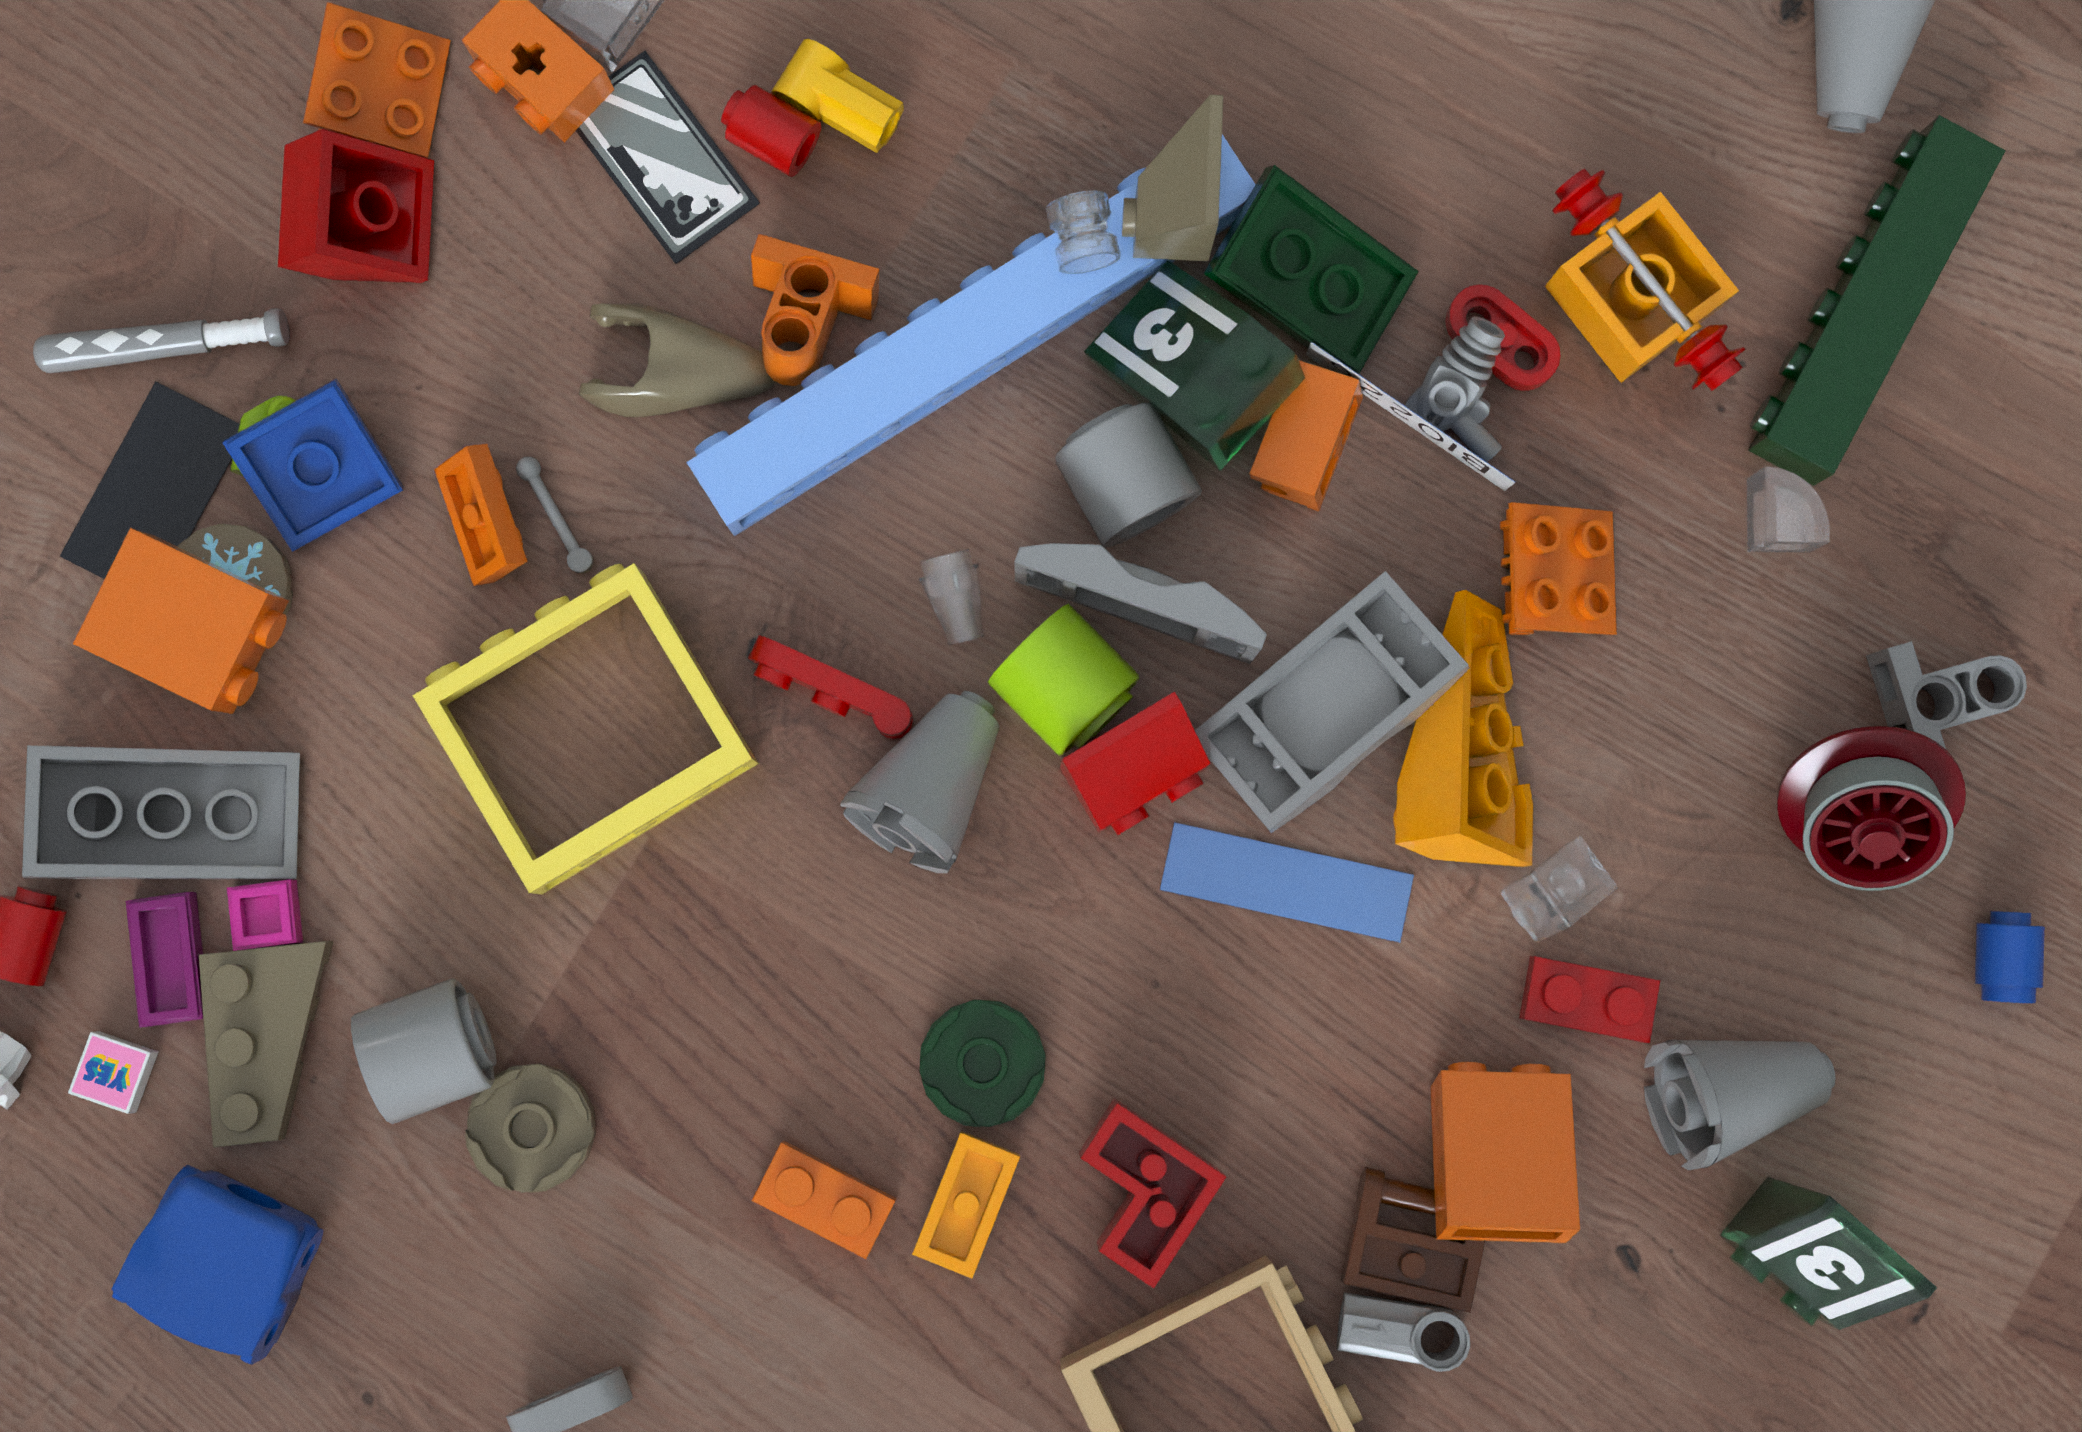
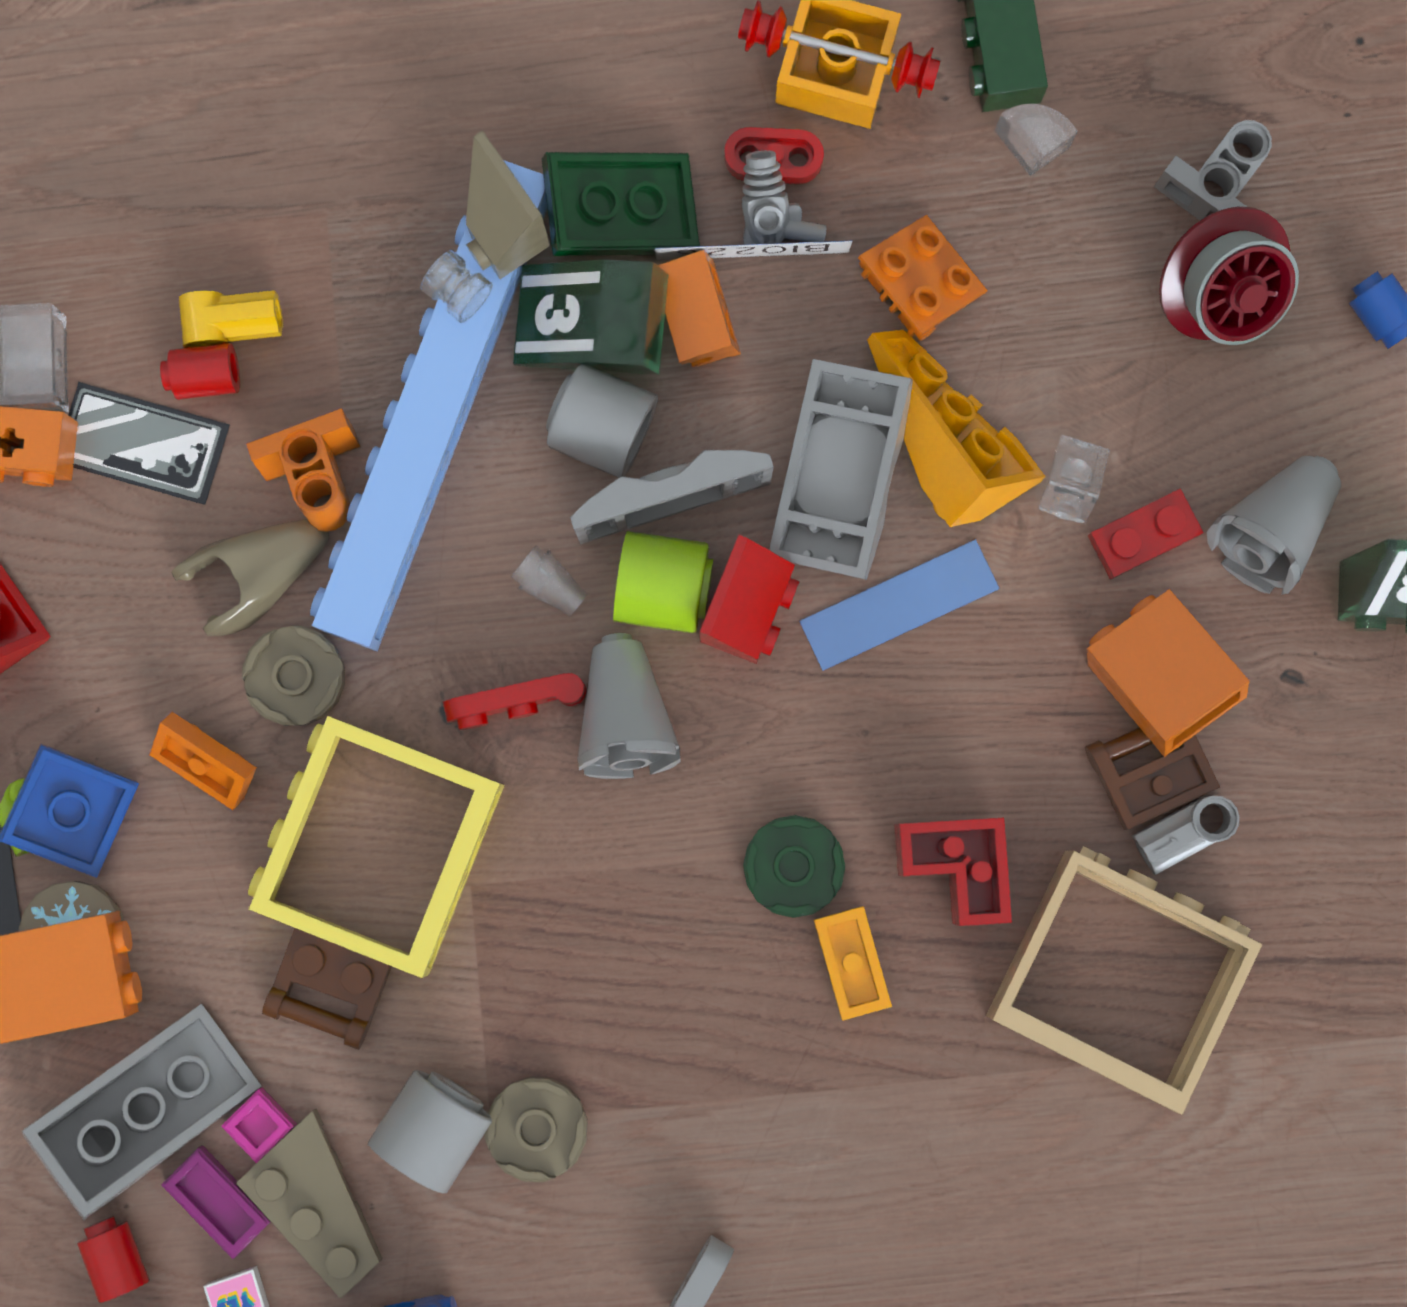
camera: 30 degrees left, 0 degrees up
(449, 822) = (335, 973): none -> reddish brown plate
(578, 559) = (288, 741): light grey hinge -> none
(633, 498) = (293, 676): none -> dark tan tile
(824, 1199) = (759, 1029): orange plate -> none

